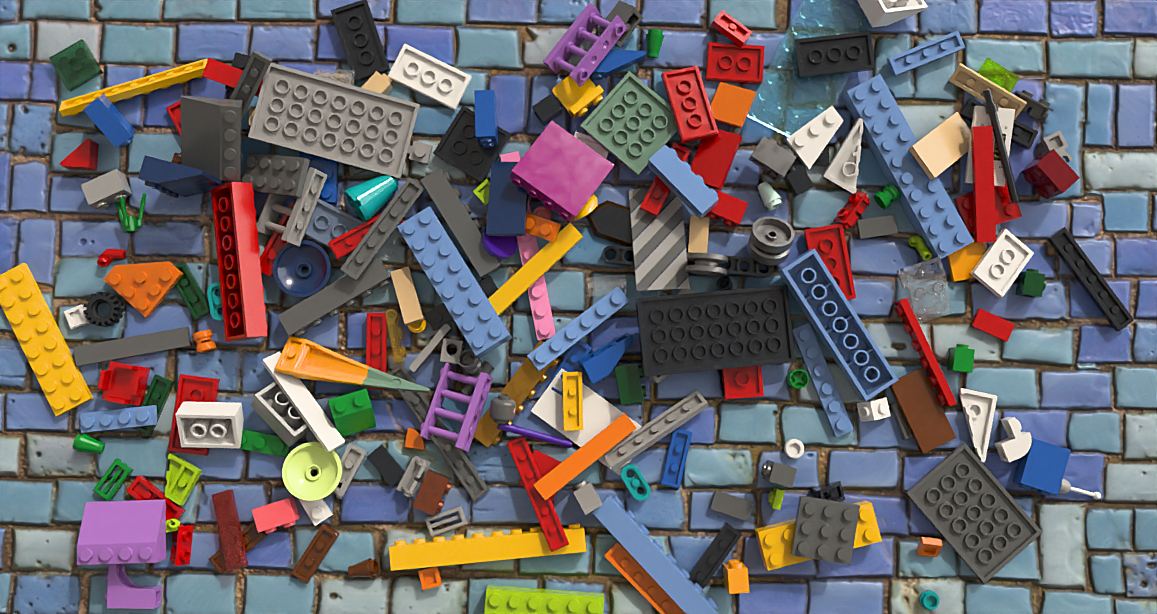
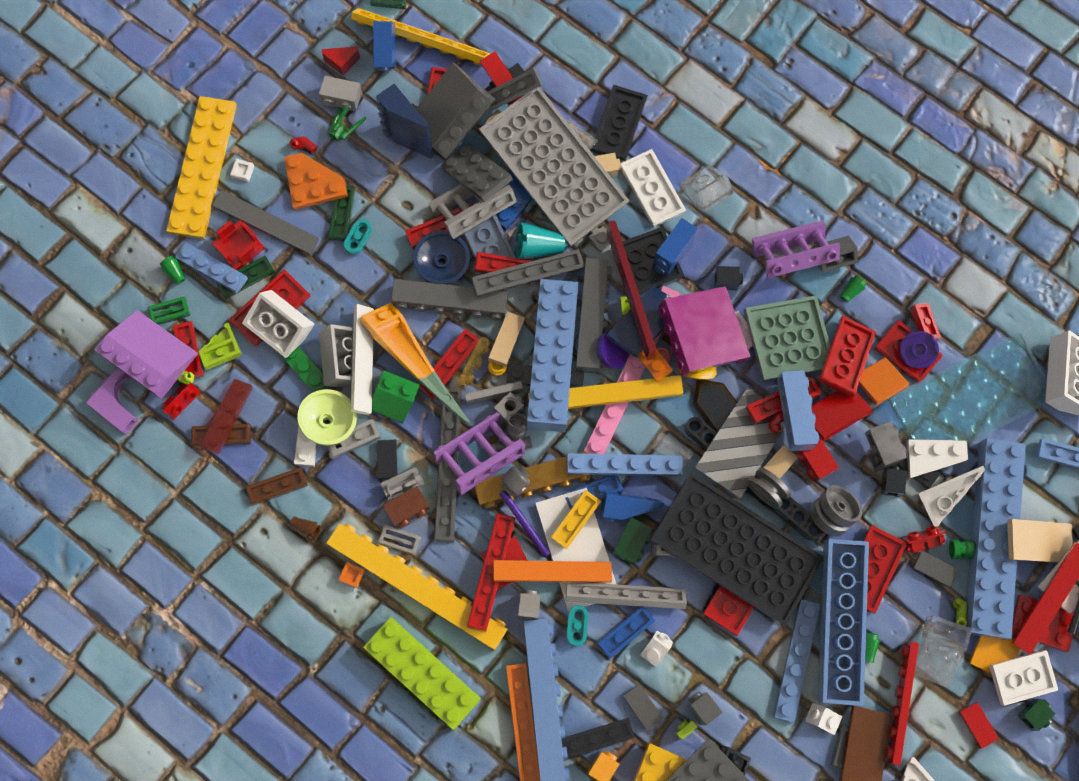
camera: 35 degrees right, 10 degrees down
(92, 309) = (262, 169): black tyre -> none
(204, 341) = (322, 257): orange wheel -> none
(239, 261) = (397, 217): red brick -> none
(276, 514) = (271, 431): coral brick -> none
(414, 440) = (424, 455): orange tile -> none
(474, 44) = (707, 188): none -> clear slope
(477, 181) = (631, 290): none -> dark red tile
(578, 99) = (759, 287): yellow bracket -> none
(617, 61) = (811, 281): blue slope -> none
(672, 205) = (774, 423): none -> red arm
(709, 452) = (657, 648): none -> white bracket
(724, 283) = (772, 517): black hinge -> none
(743, 56) = (919, 349): none -> dark purple tile
(769, 196) = (860, 479): light aqua cone -> none
(794, 448) = (731, 700): white tile -> none
(797, 378) = (780, 642): green wheel -> none
(834, 54) = (997, 402): black plate -> none
(871, 326) = (872, 644): none -> green cone
(960, 359) = (930, 732): green brick -> none

